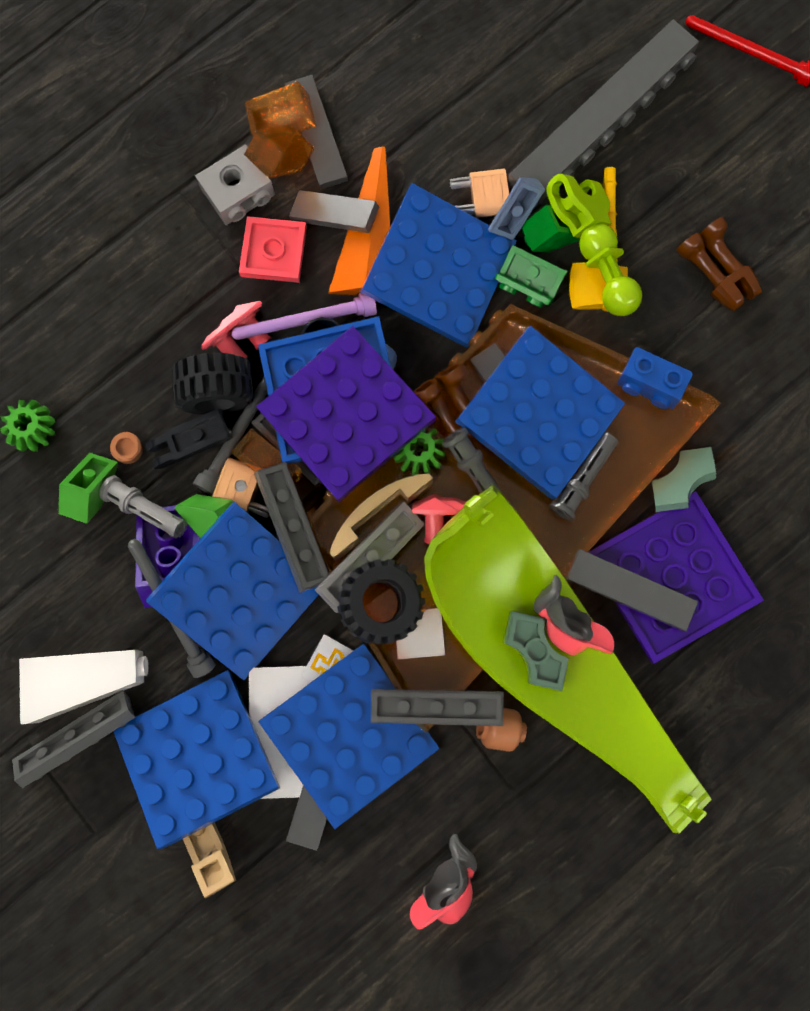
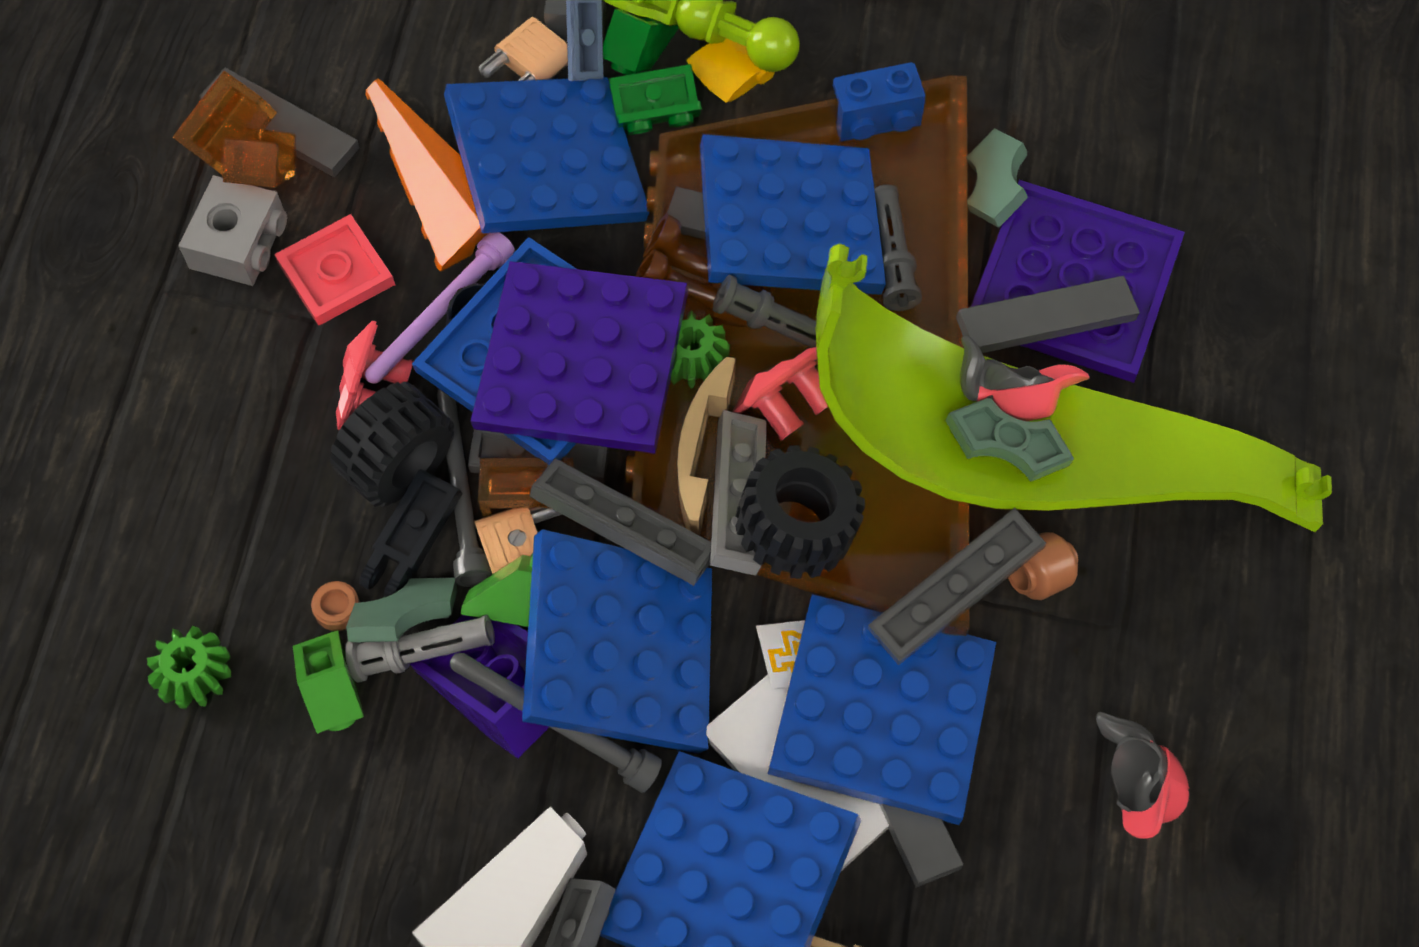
camera: 45 degrees left, 15 degrees down
(137, 480) = (391, 616): none -> sand green tile
(334, 211) = (376, 179): tile -> none
(425, 640) = (872, 547): white sticker -> none

